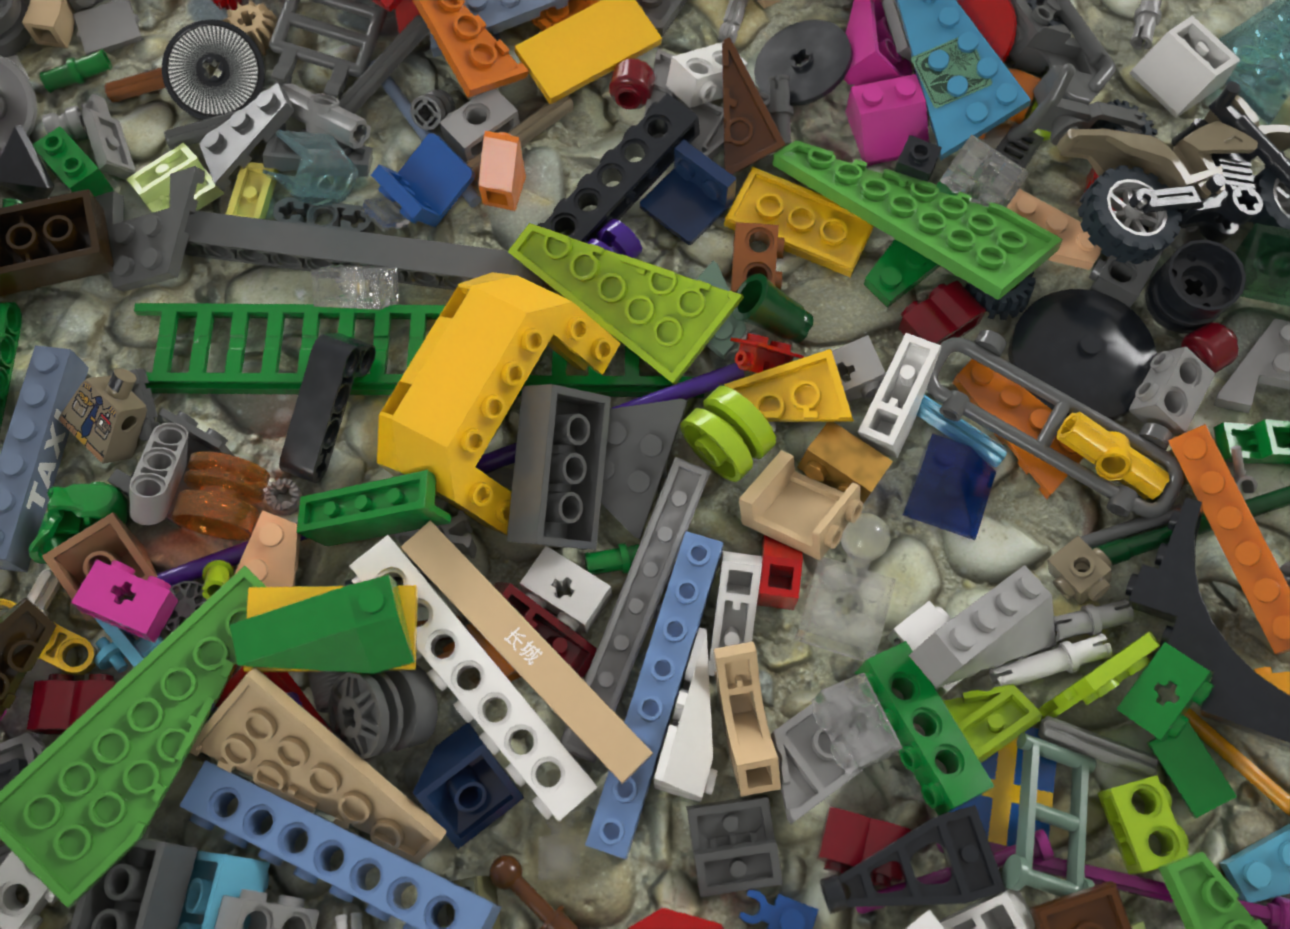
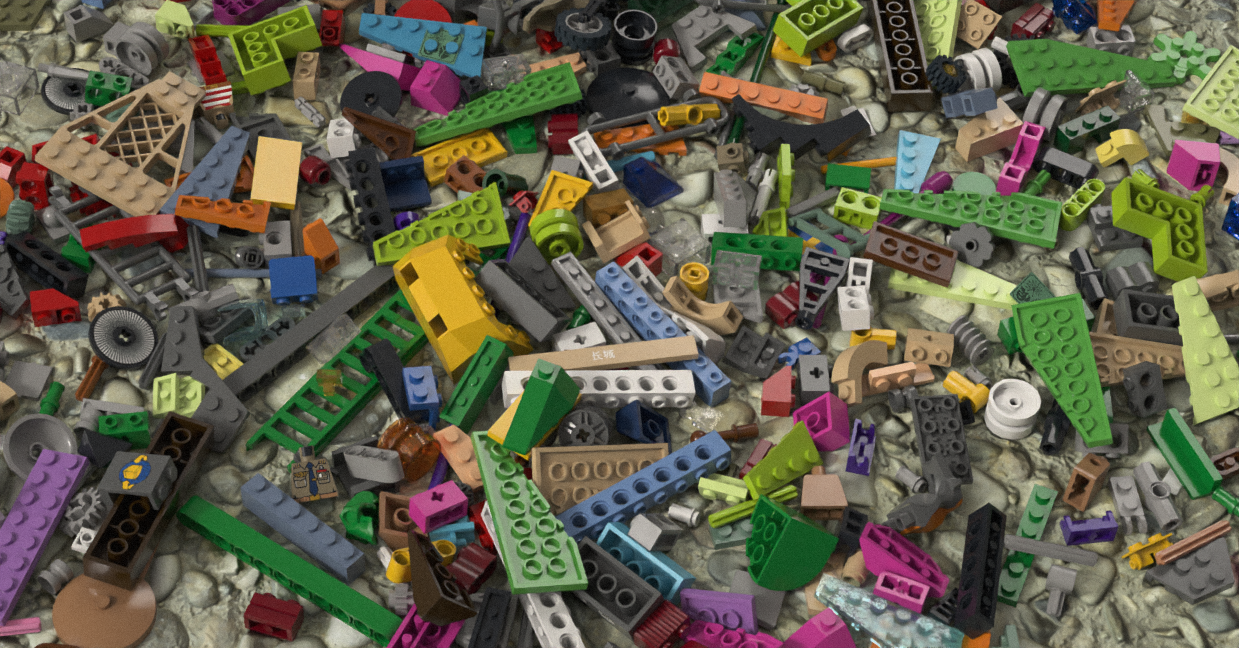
camera: 60 degrees left, 20 degrees down
(215, 576) = (453, 474): lime pin -> none
(276, 328) = (329, 380): none -> clear yellow tile
(315, 451) = (422, 392): none -> blue bracket
(792, 673) = (696, 279): none -> yellow wheel
(1164, 670) = (813, 170): green brick -> none

